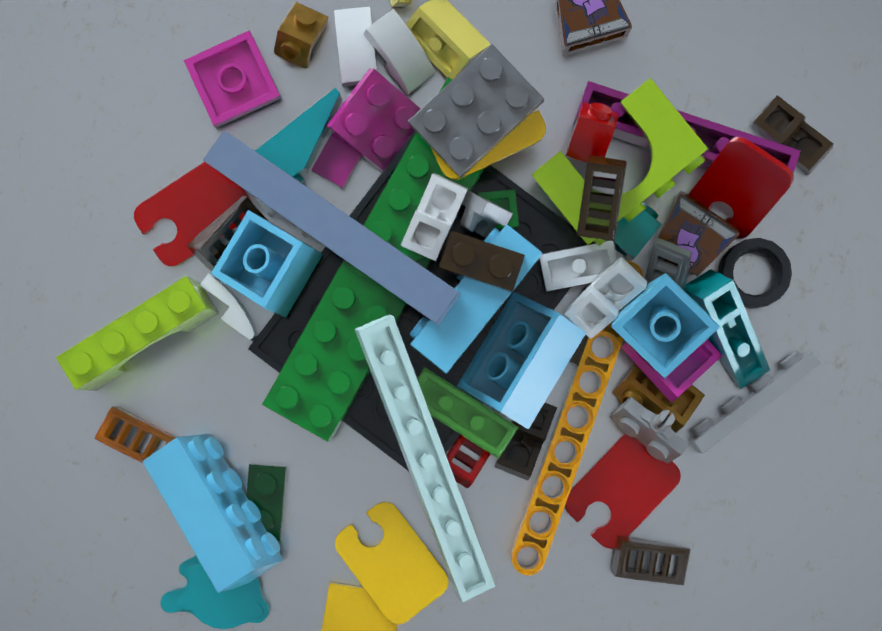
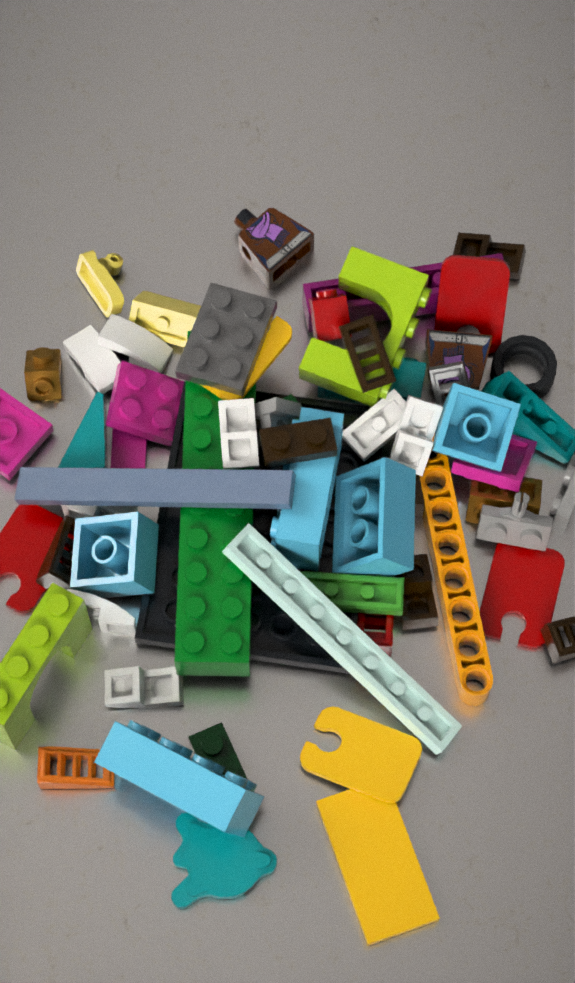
camera: 30 degrees left, 20 degrees down
(232, 396) = (143, 688): none -> white slope

